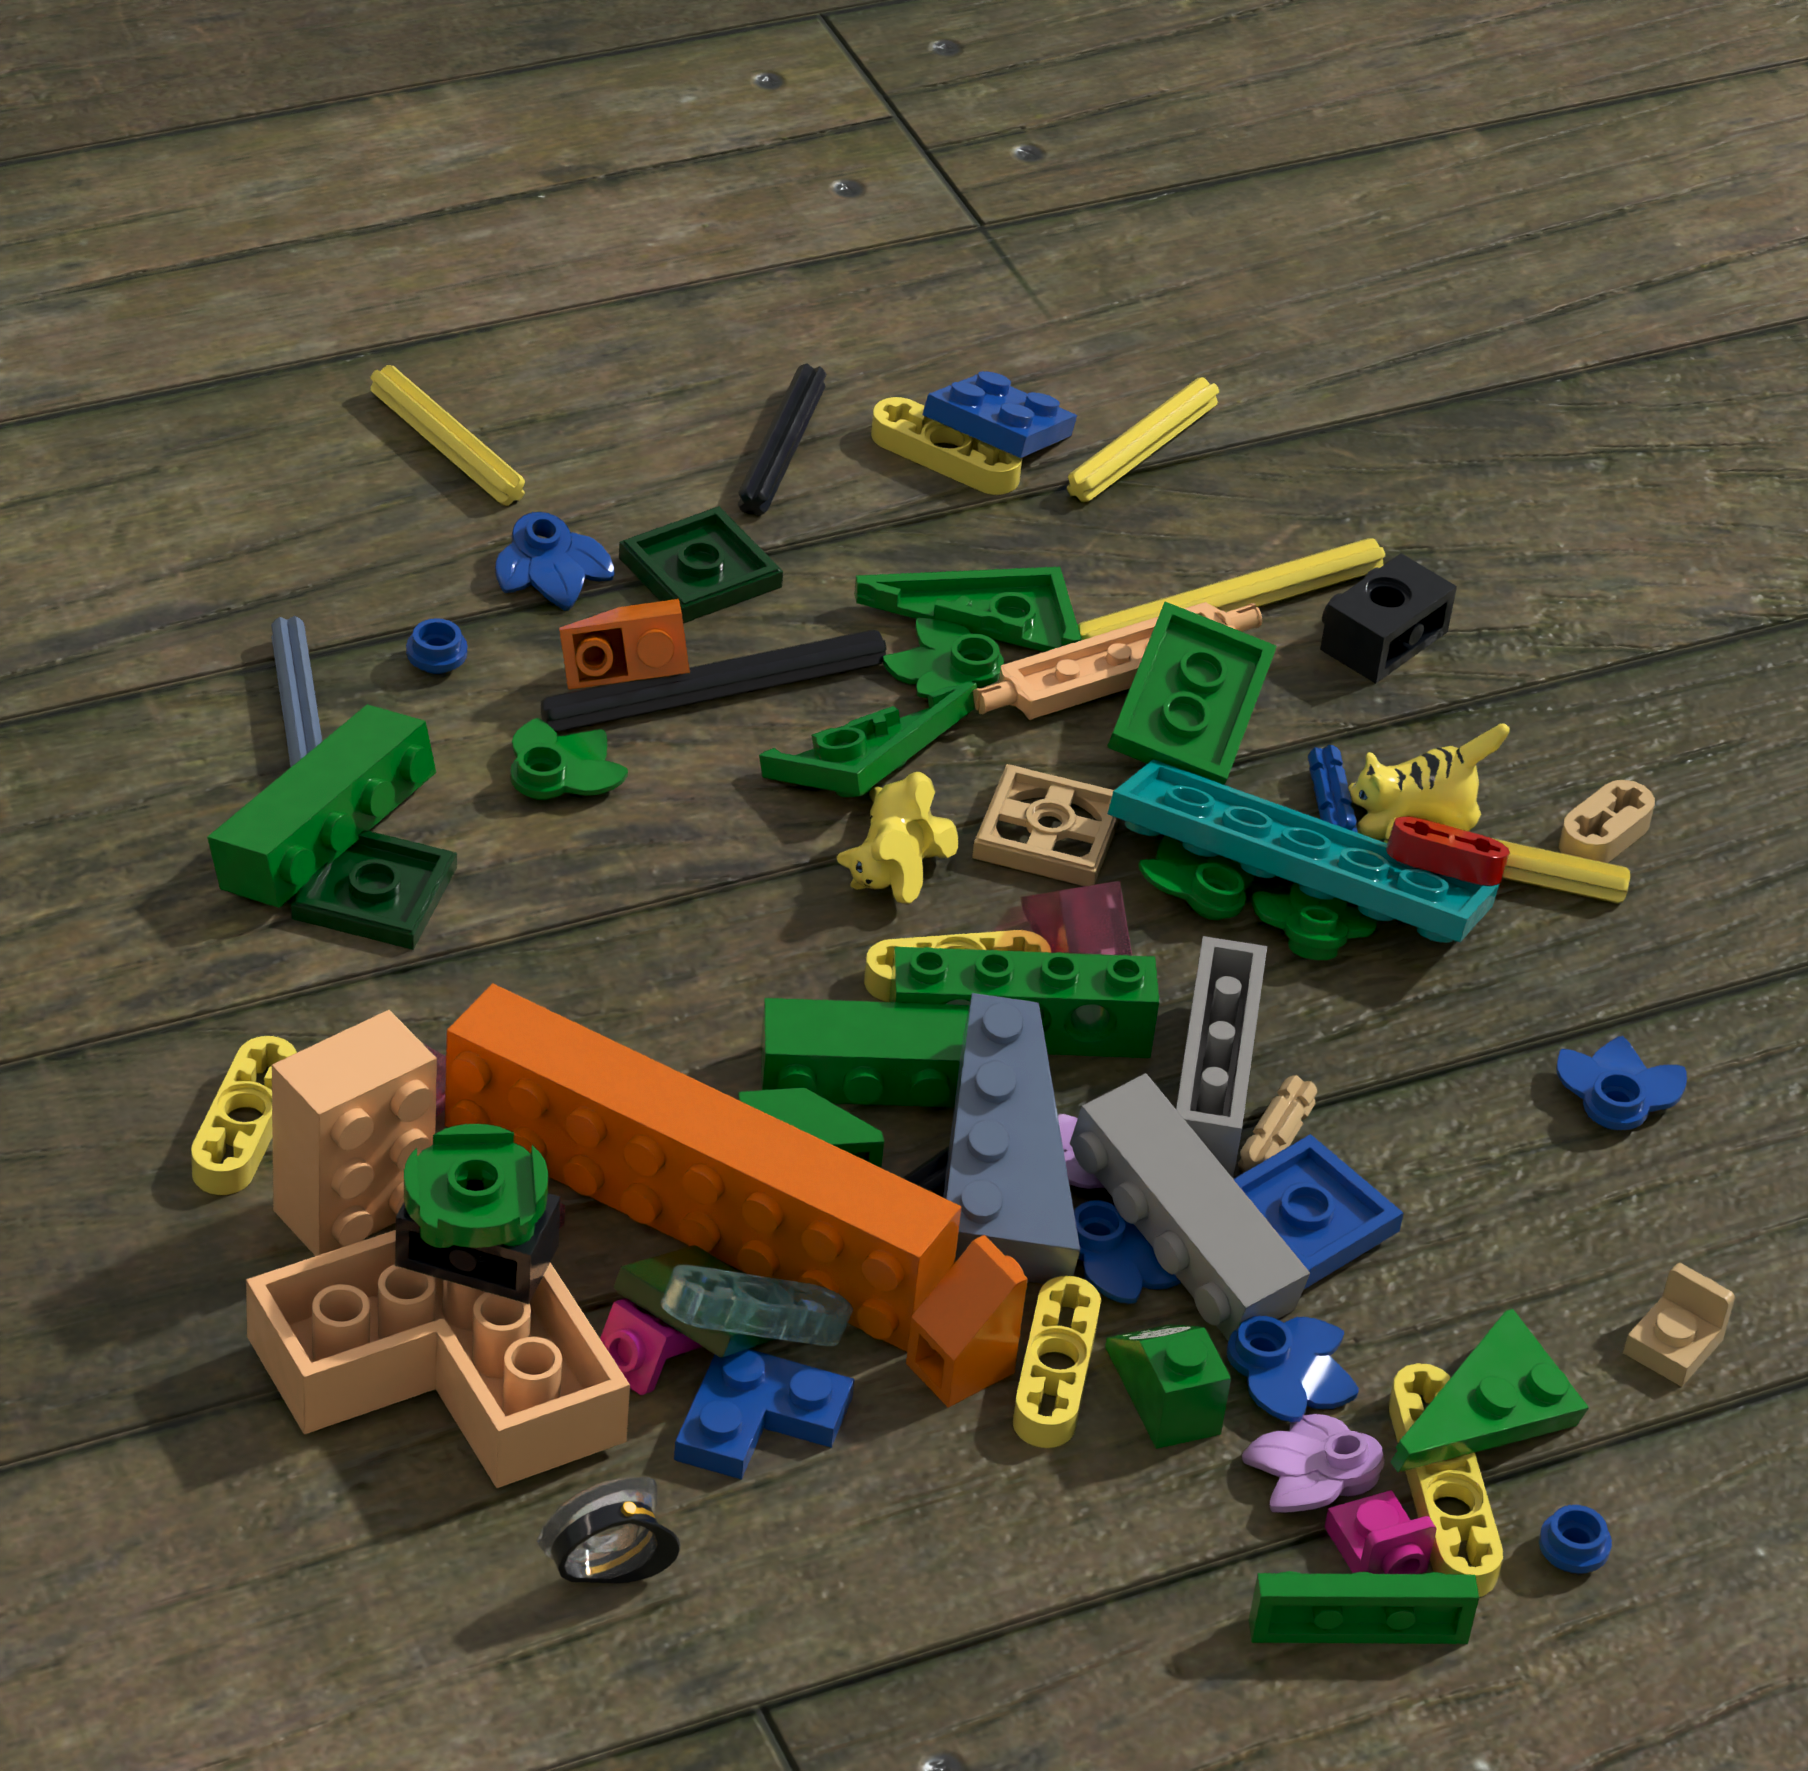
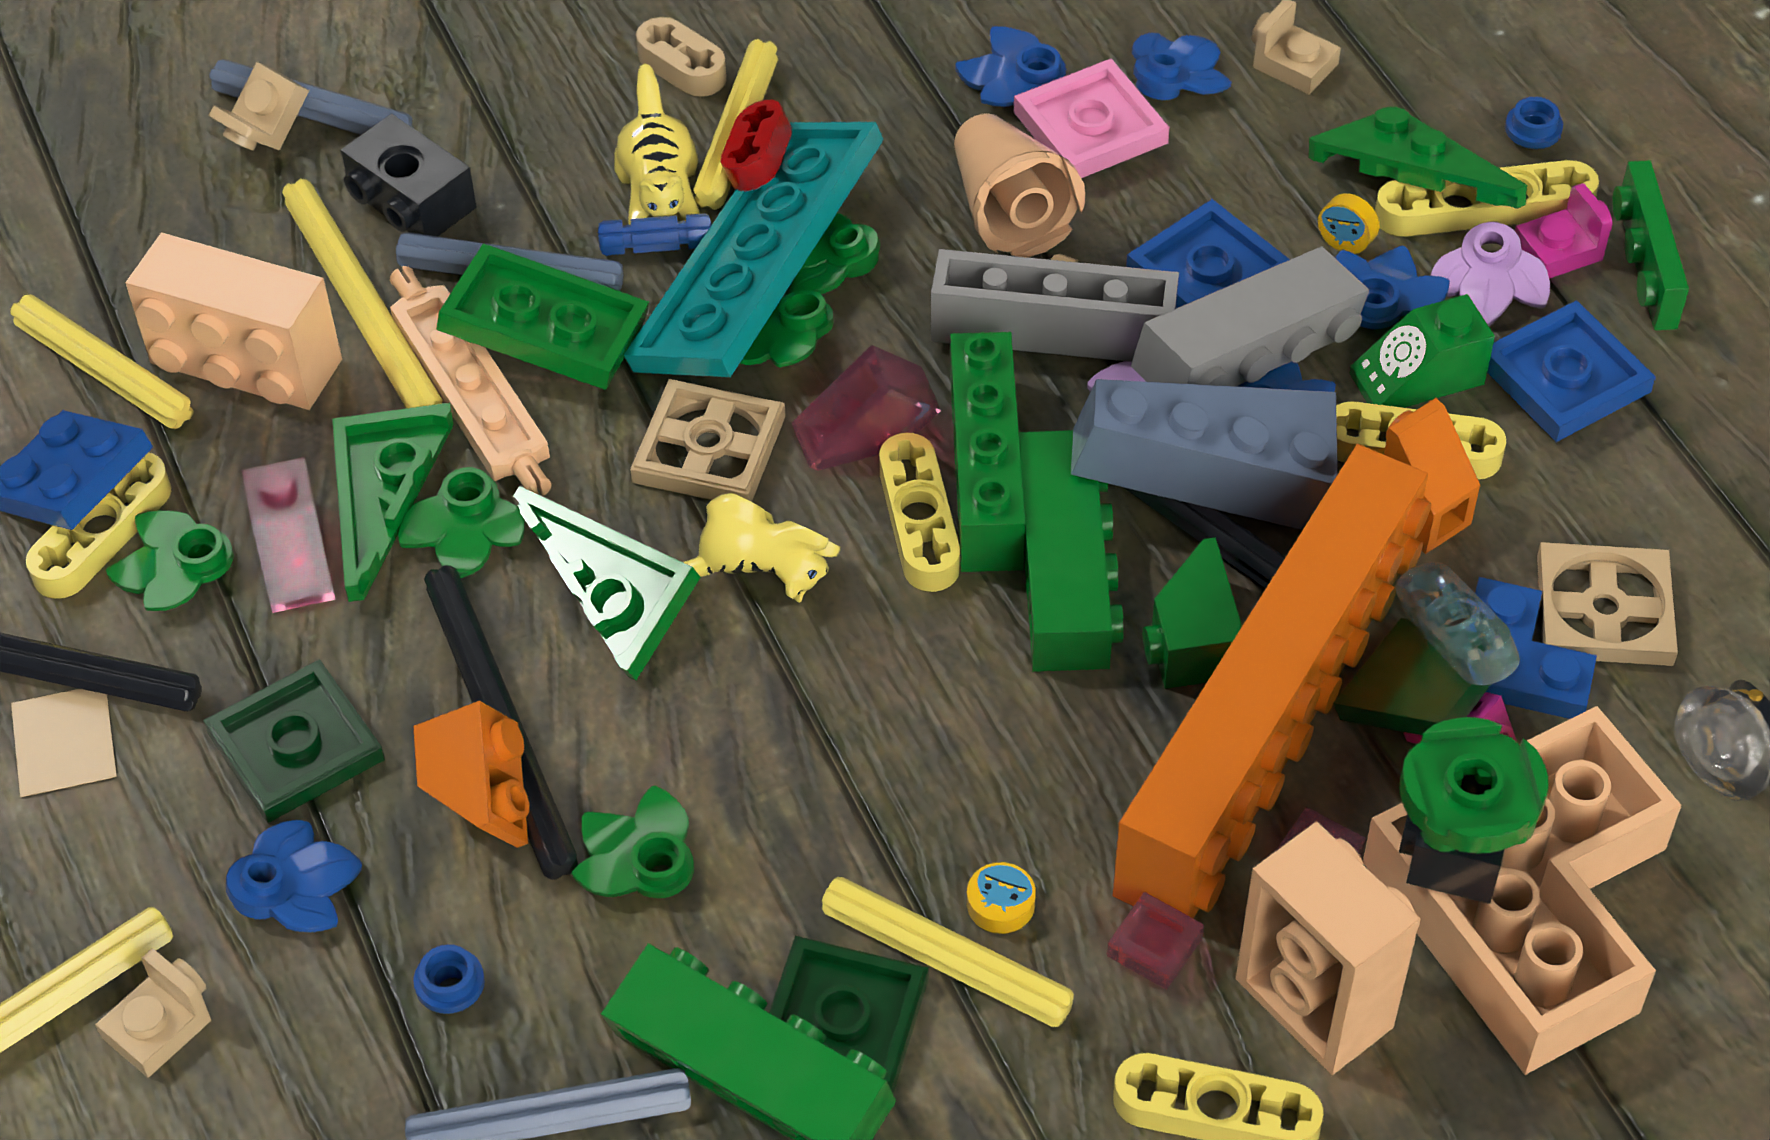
camera: 85 degrees left, 10 degrees up
(422, 492) = (157, 1014): none -> tan bracket
(433, 946) = (948, 951): none -> light yellow axle
(477, 977) = (1001, 897): none -> tile
(711, 441) = (62, 741): none -> tan sticker
(828, 1448) = (1603, 564): none -> tan piece
(902, 490) = (173, 561): none -> green plate
(925, 536) = (288, 534): none -> clear pink slope
(1158, 1501) = (1568, 371): none -> blue plate
(1161, 490) = (235, 320): none -> light nougat brick
(1283, 695) = (455, 255): none -> sand blue axle
(1380, 1335) = (1348, 223): none -> tile
(1406, 1040) = (1016, 187): none -> light nougat cone
(1471, 522) = (263, 109): none -> tan bracket
(1503, 563) = (320, 104): none -> sand blue axle
(1534, 1134) = (1092, 118): none -> bright pink plate
(1642, 1222) = (1185, 64): none -> blue plate

